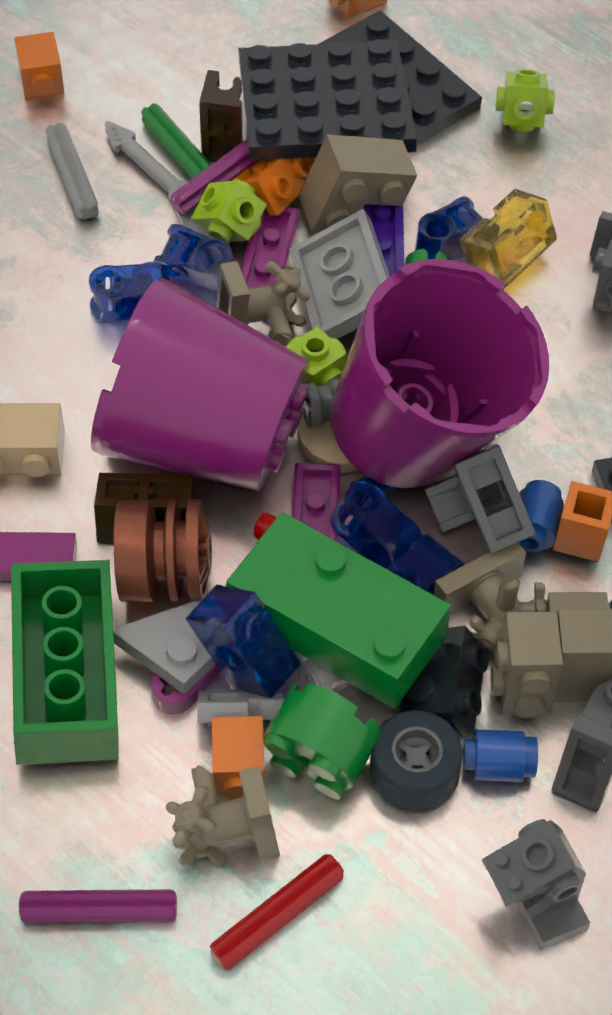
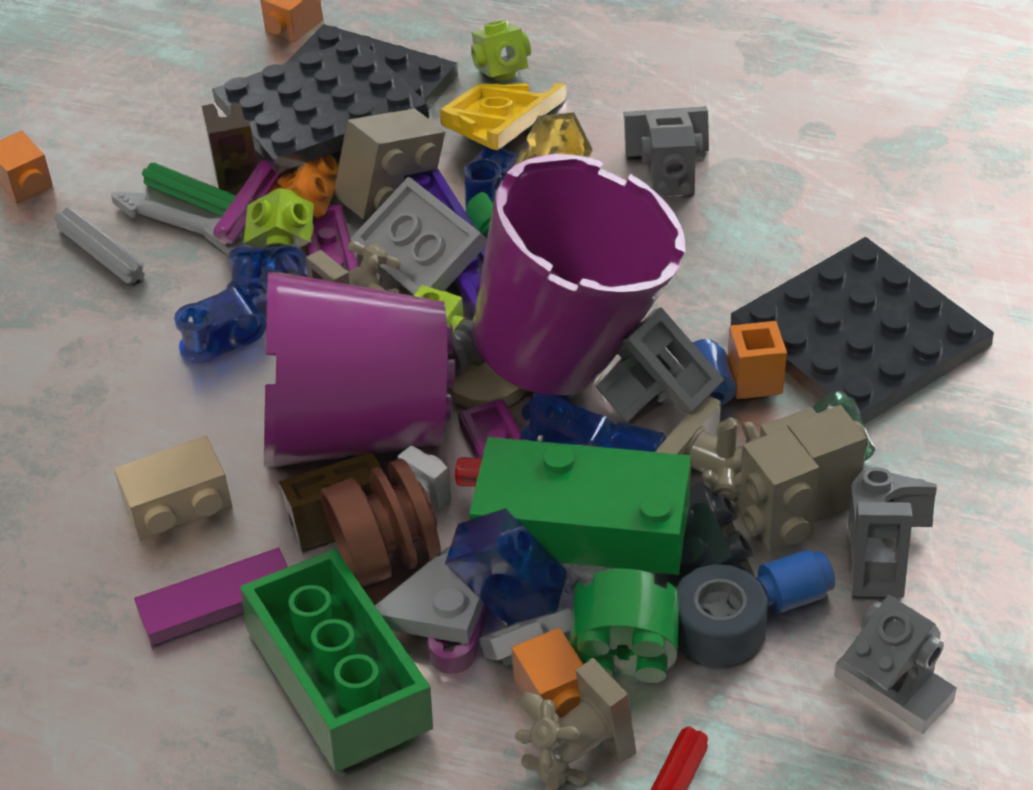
camera: 20 degrees left, 10 degrees down
(231, 517) = (431, 474): none -> white plate
(490, 165) = (498, 112): none -> yellow wing

